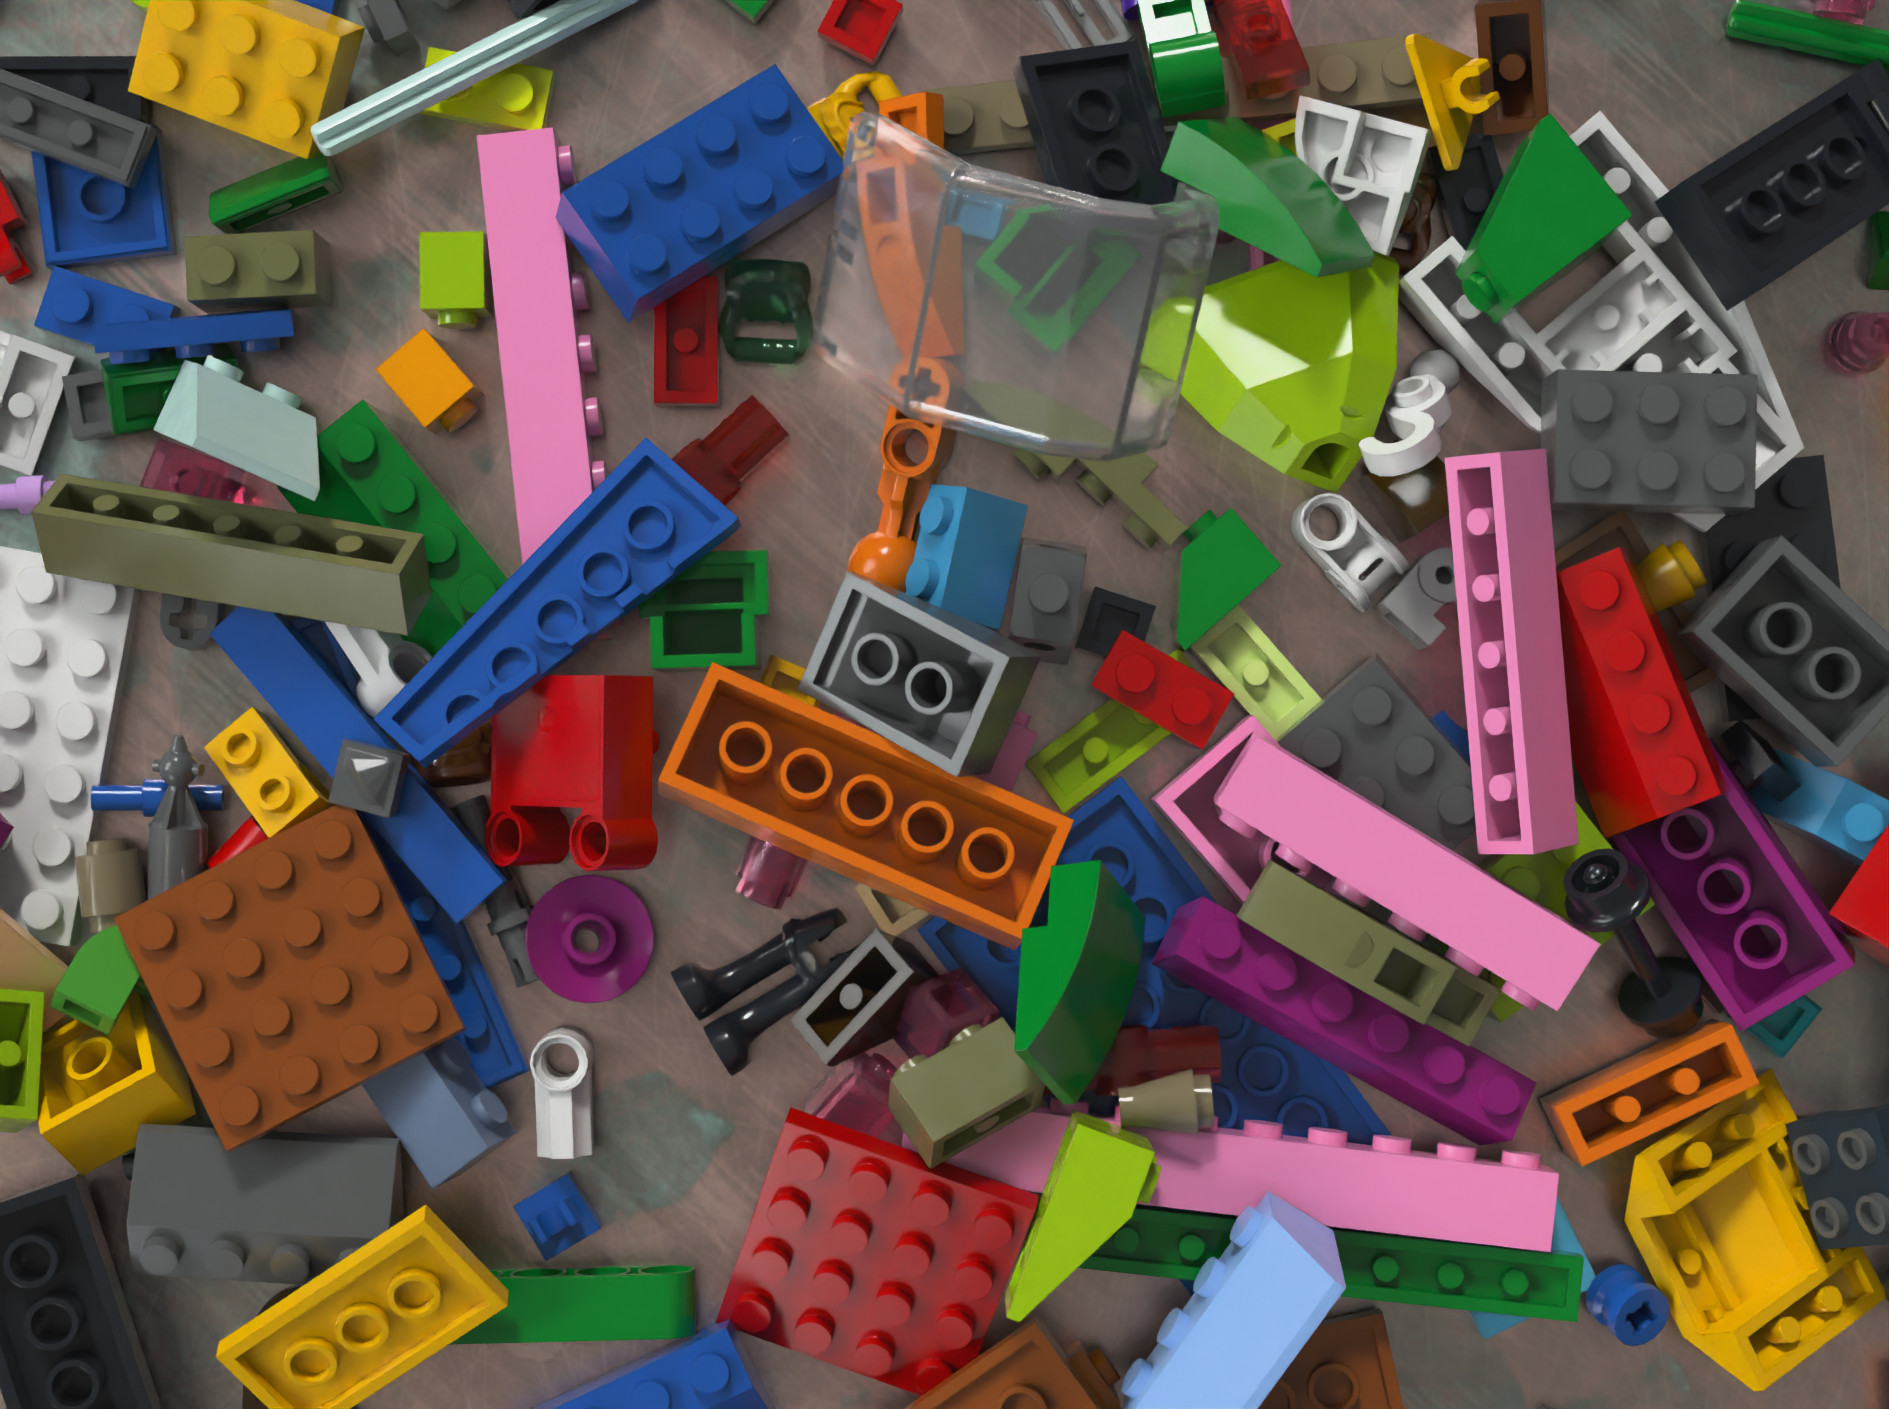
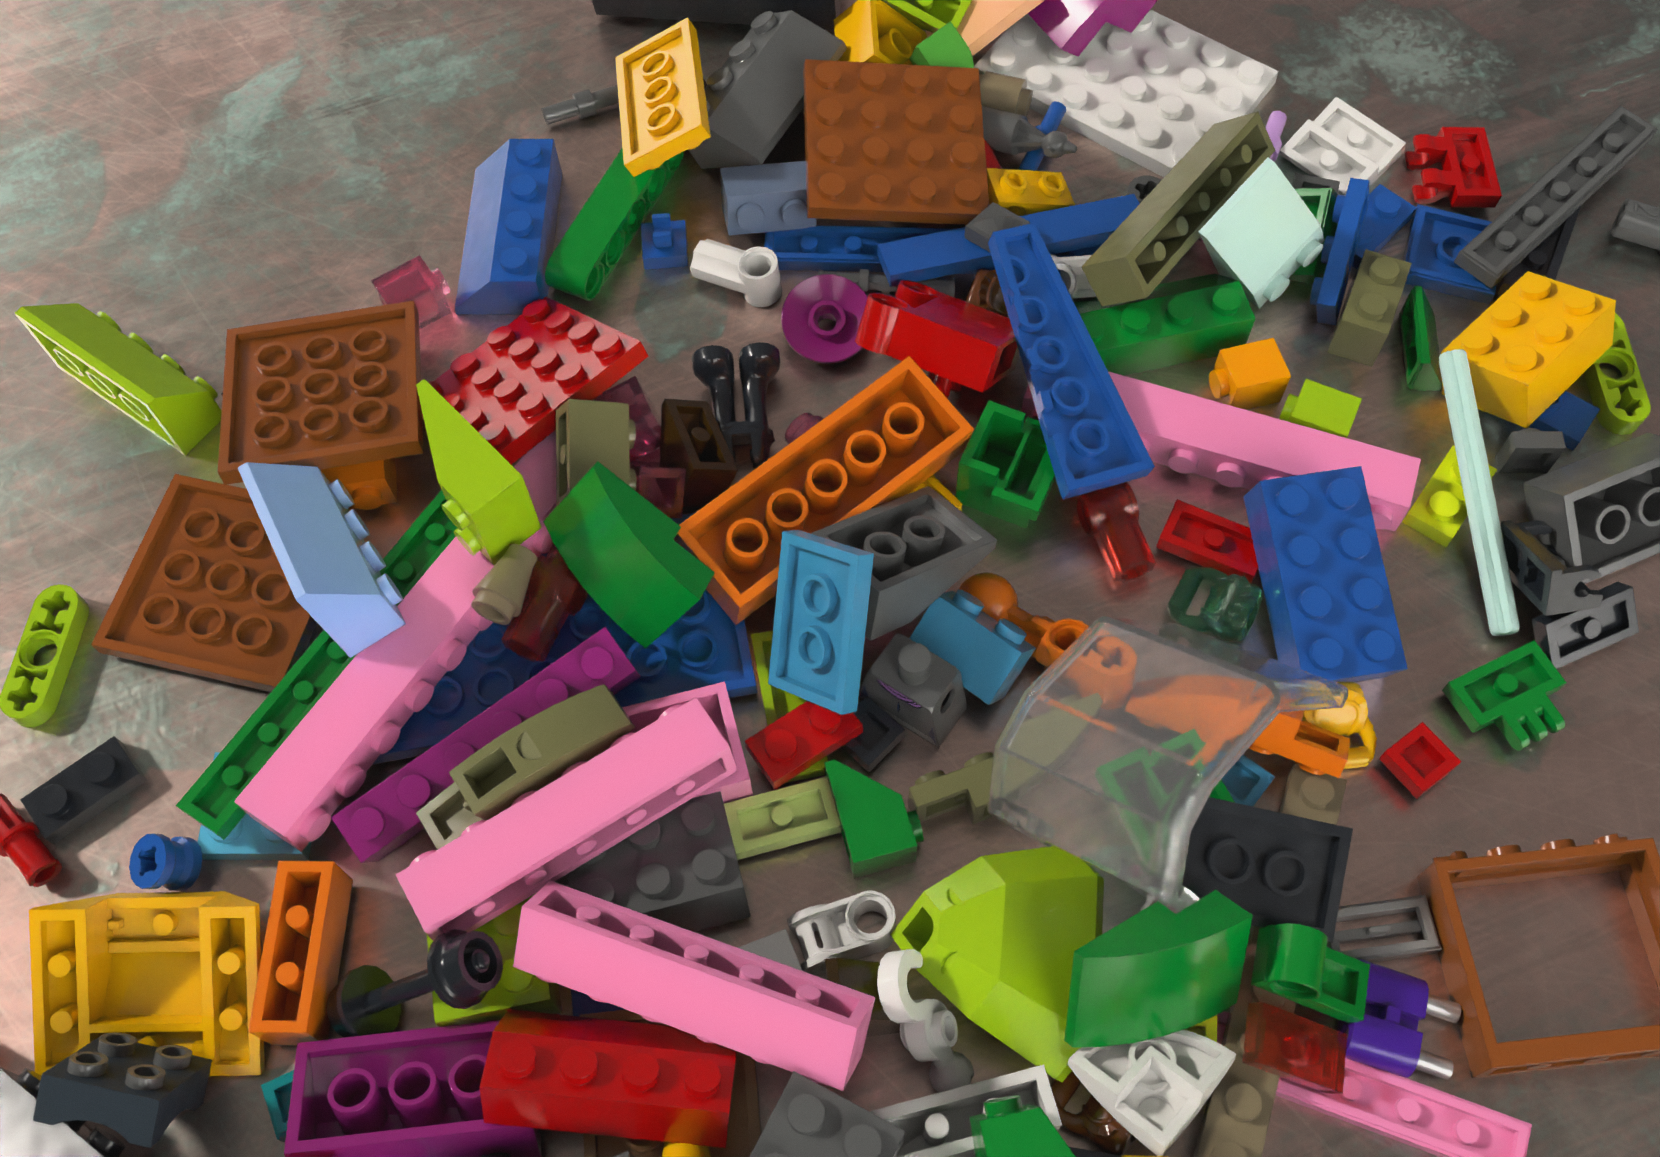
camera: 115 degrees right, 25 degrees down
(1051, 719) = (820, 620): none -> dark azure plate

